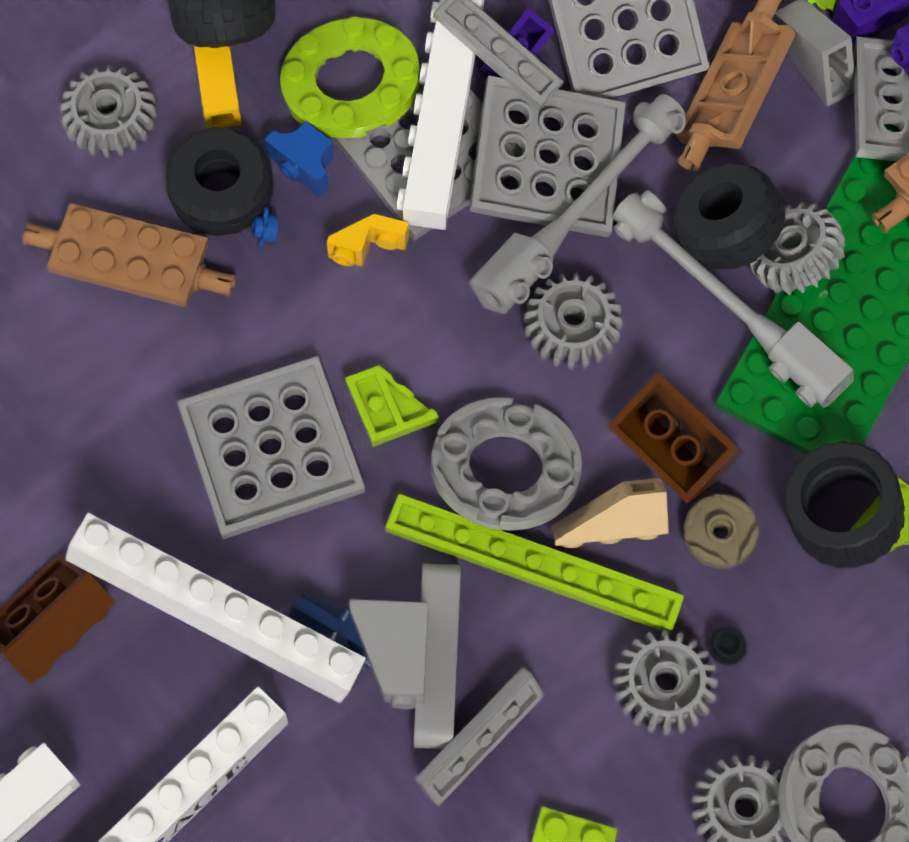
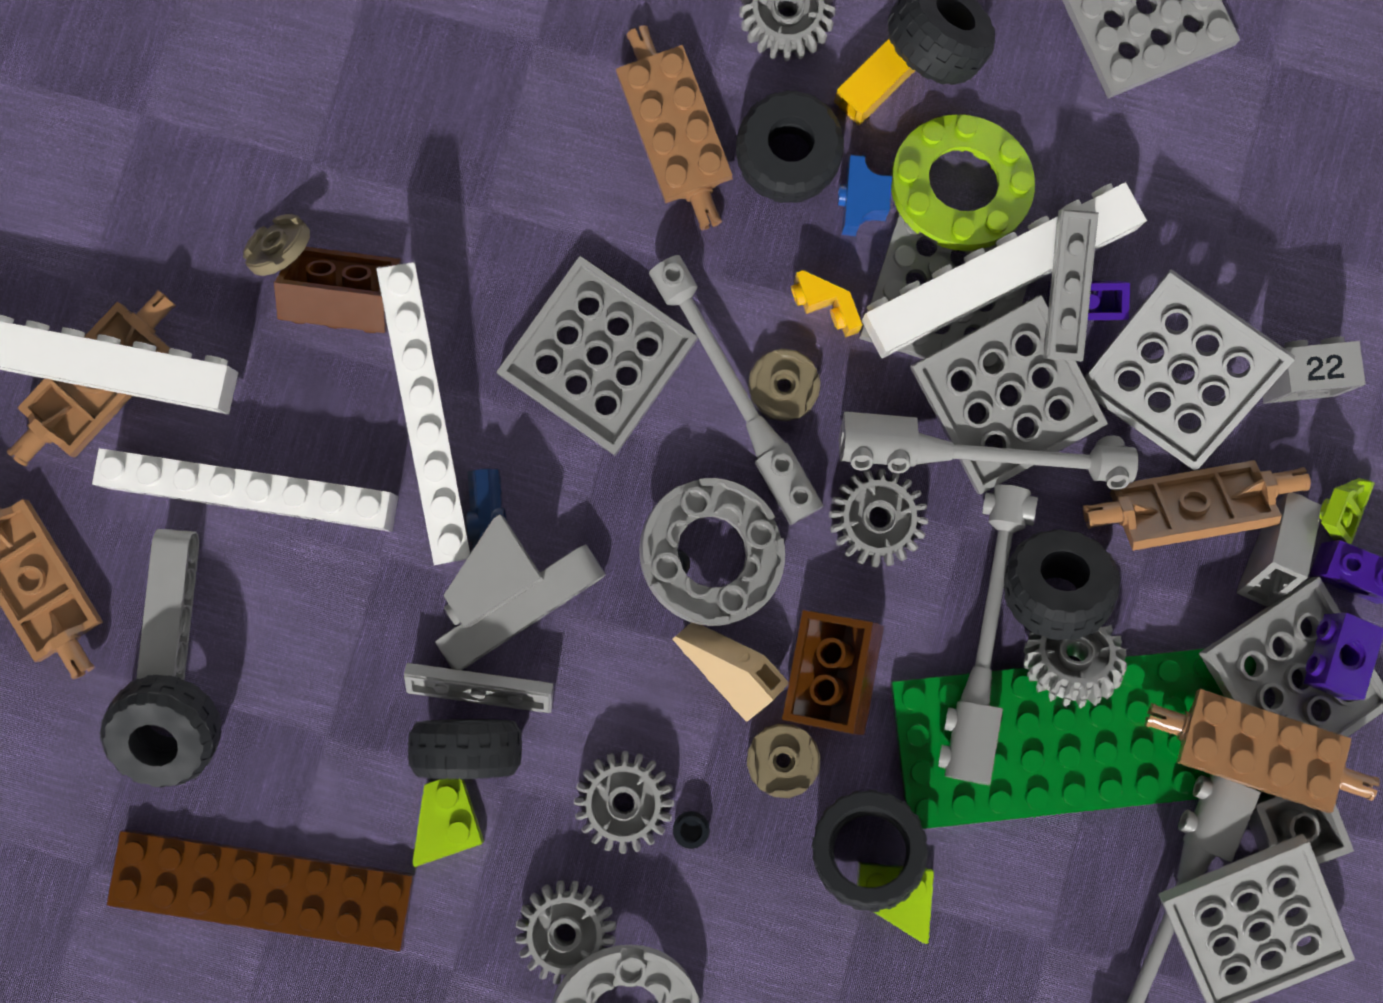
camera: 55 degrees right, 15 degrees up
(265, 227) = (778, 212): blue plate -> none
(386, 407) = (696, 421): lime wing -> none
(403, 303) = (787, 366): none -> dark tan plate
(472, 366) = (774, 456): none -> light grey bar
(525, 773) = (464, 748): none -> black tyre
(535, 564) = (649, 634): lime plate -> none

